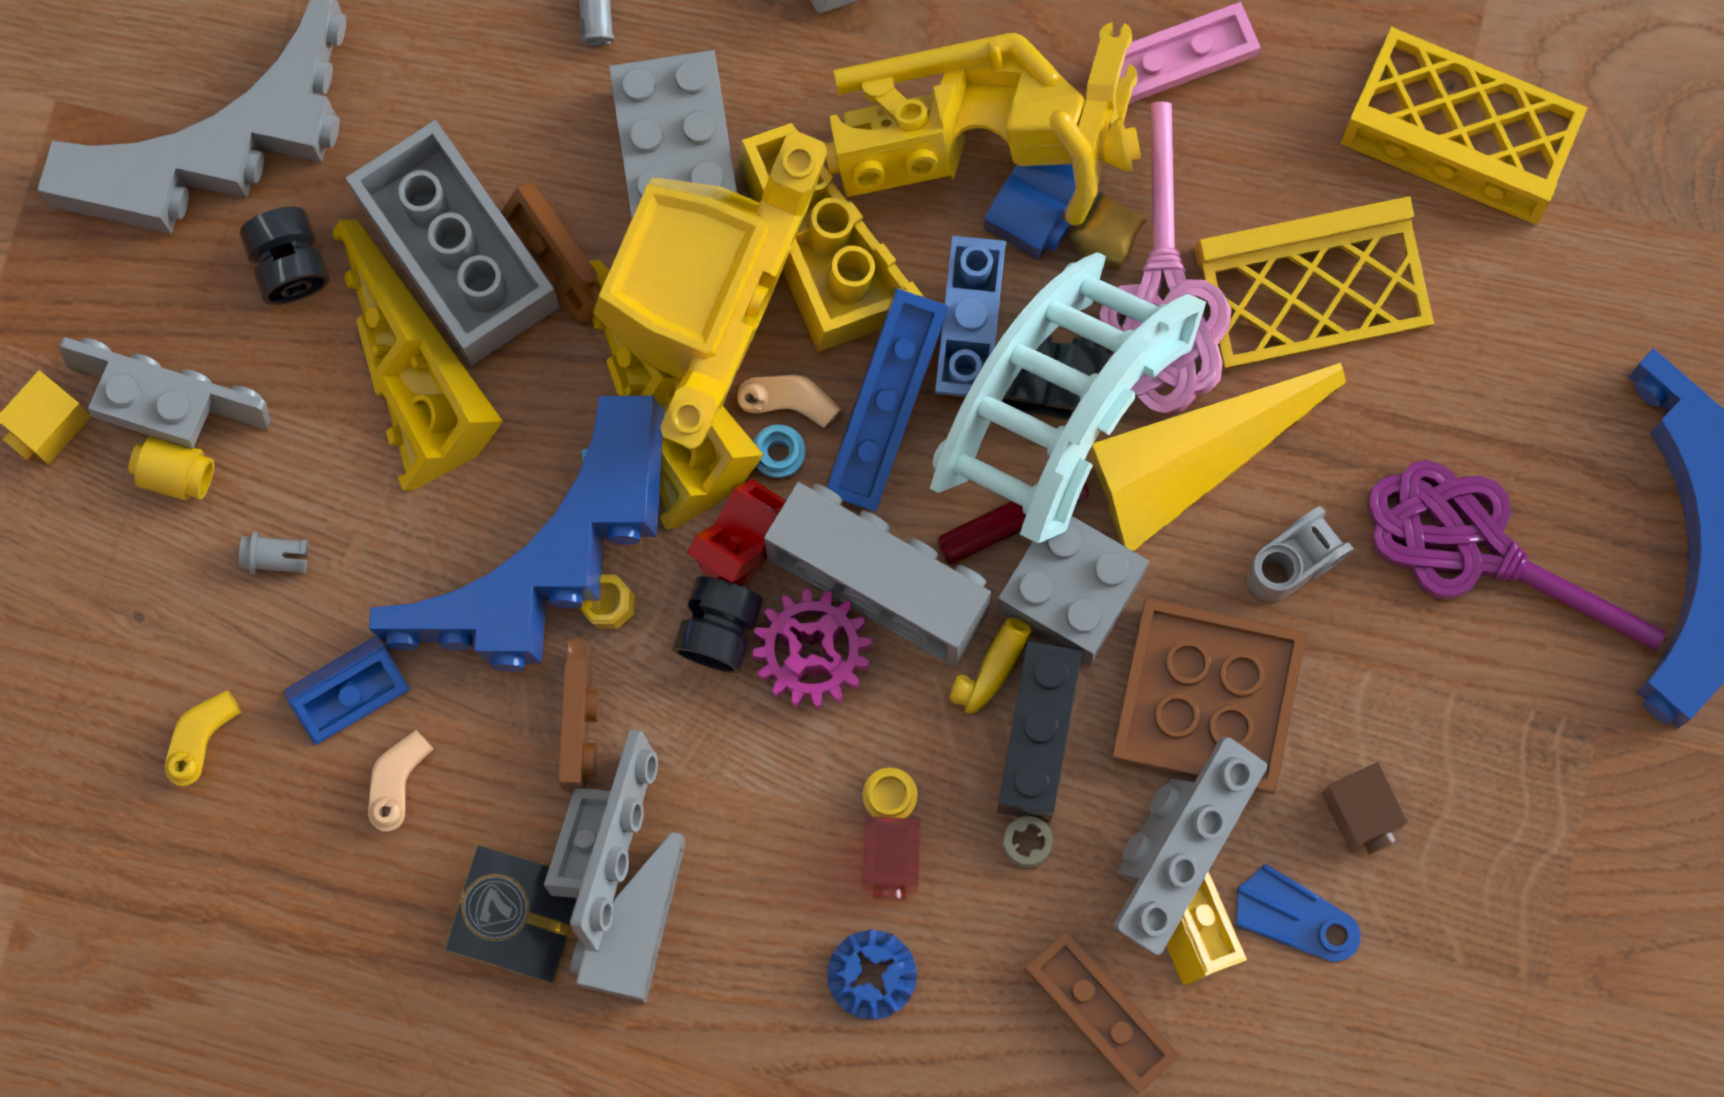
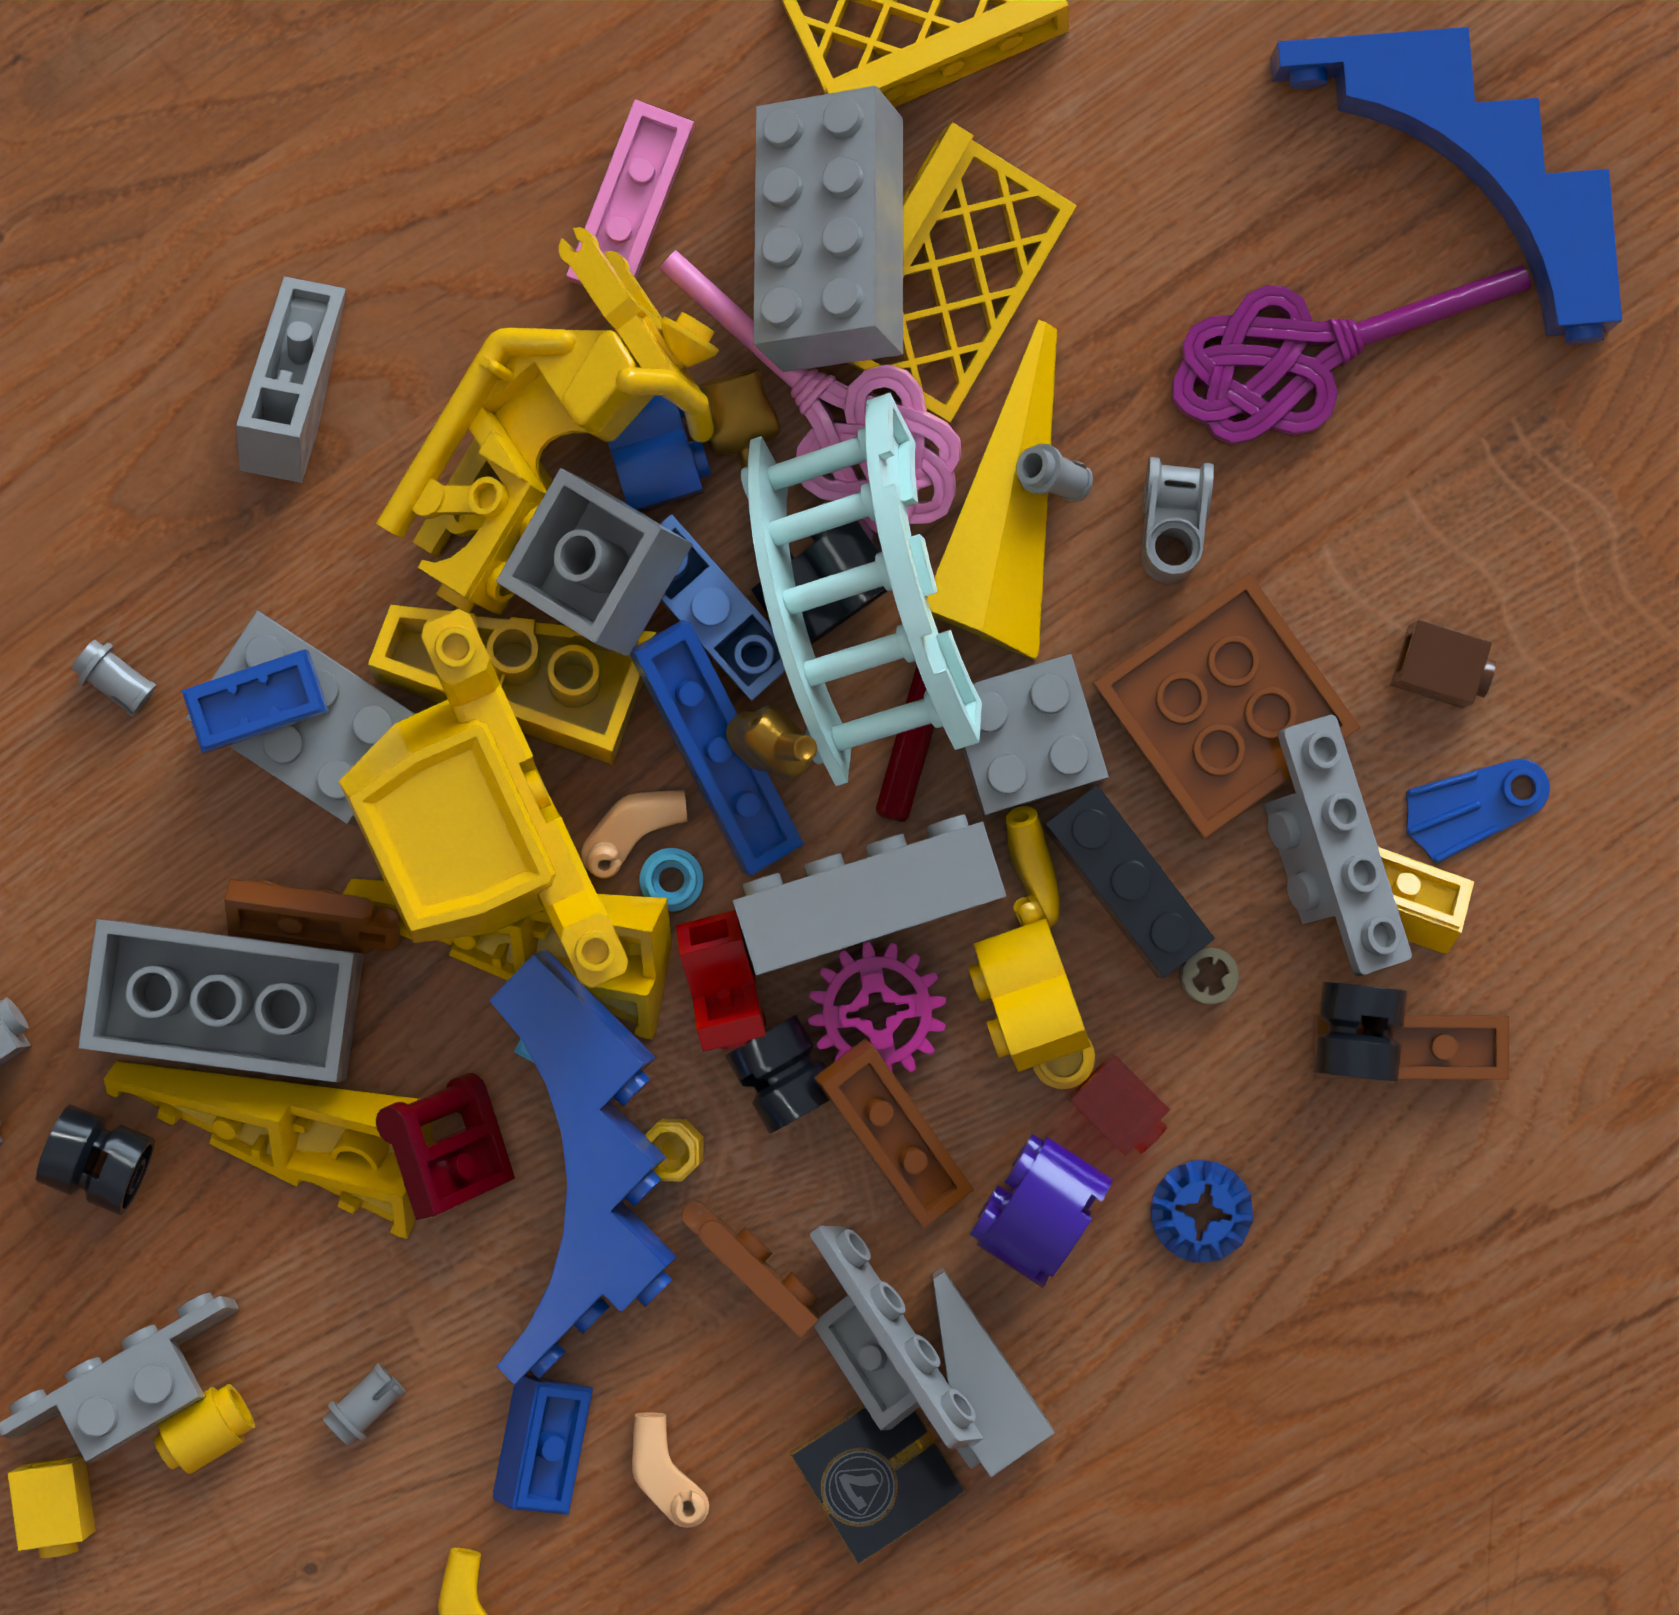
camera: 50 degrees left, 10 degrees up
(474, 469) = (455, 1165): none -> dark red plate
(657, 91) = (255, 701): none -> blue plate
(743, 726) = (894, 1133): none -> dark orange plate
(778, 860) = (1042, 1211): none -> dark purple brick
(909, 733) = (1030, 996): none -> yellow brick
(919, 423) = (771, 742): none -> pearl gold piece
(930, 214) = (594, 563): none -> light grey brick
(1063, 970) = (1356, 1055): none -> black wheel
(1250, 446) = (1045, 471): none -> light grey pin
(1270, 178) = (828, 230): none -> light grey brick

